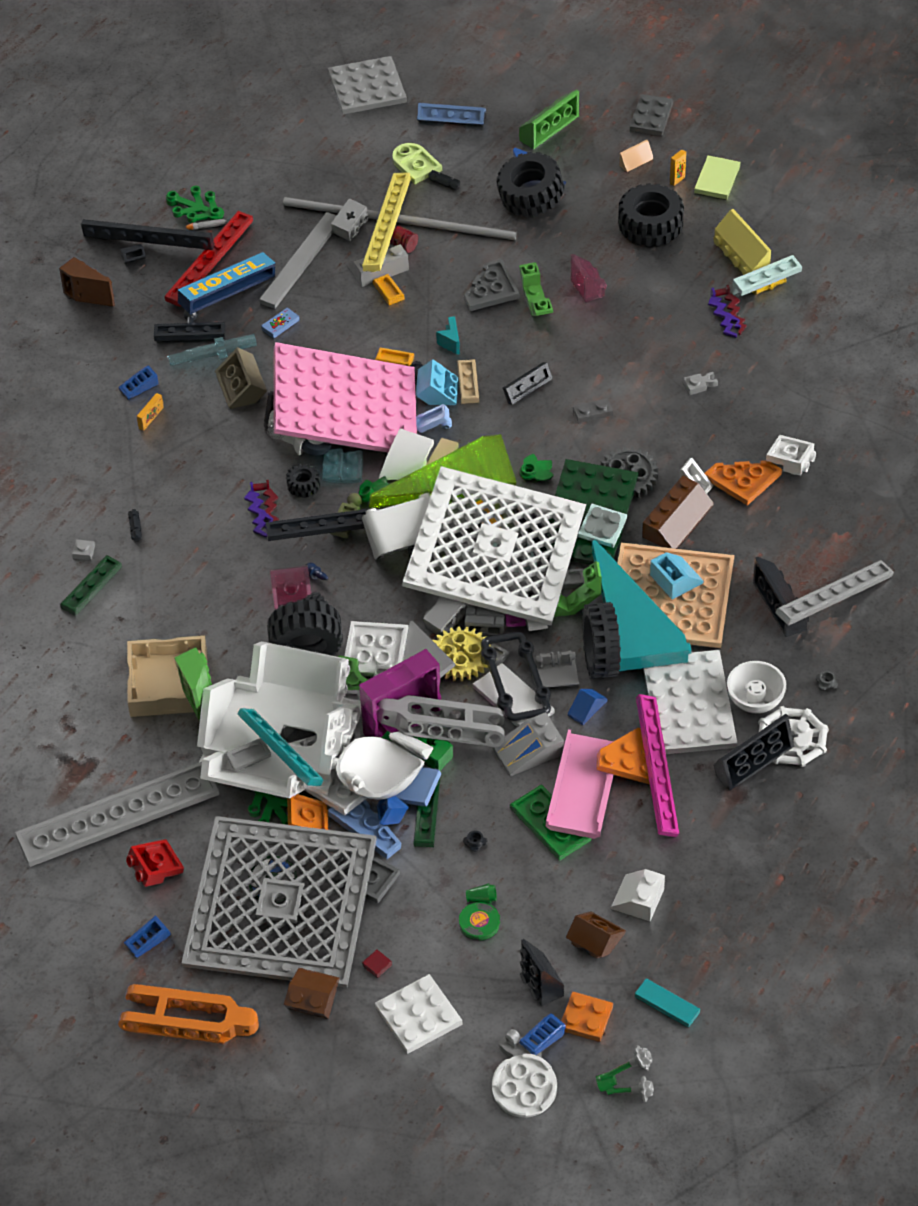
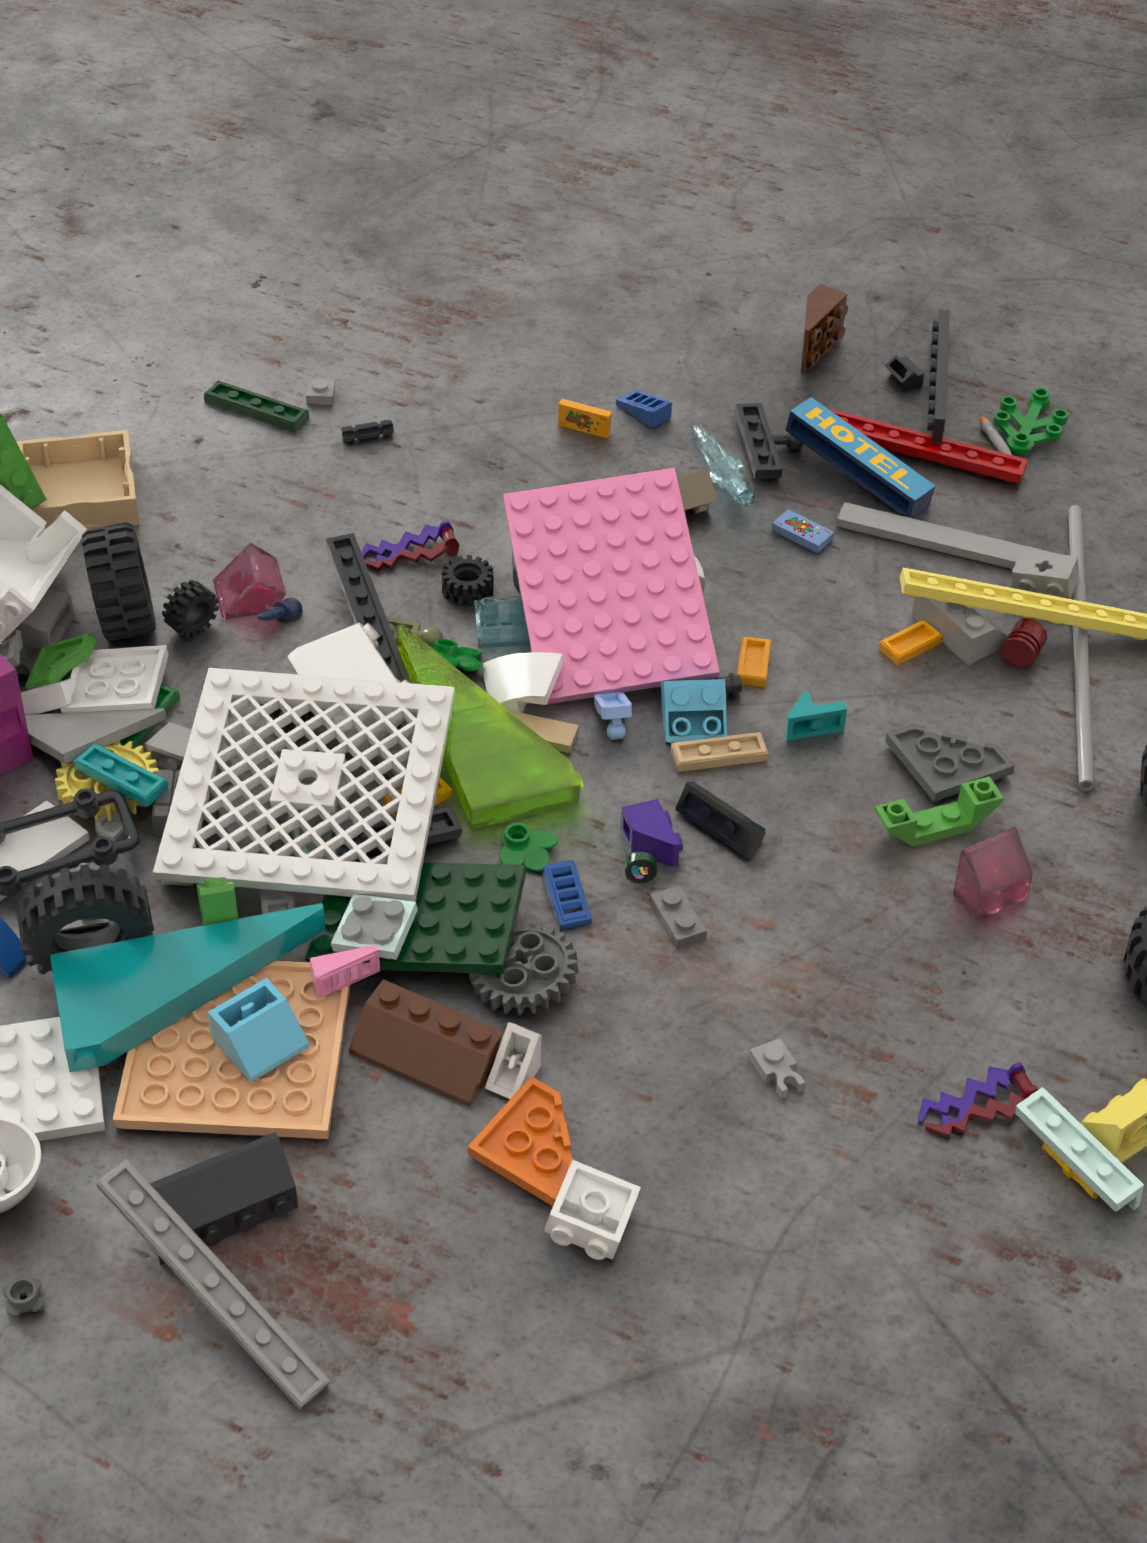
camera: 80 degrees right, 5 degrees down
(469, 637) = (121, 774): none -> teal tile
(533, 413) = (650, 831): none -> dark purple slope
(559, 419) = (640, 867): none -> tile
(571, 451) = (564, 875): none -> blue slope
(634, 543) = (343, 968): none -> bright pink slope

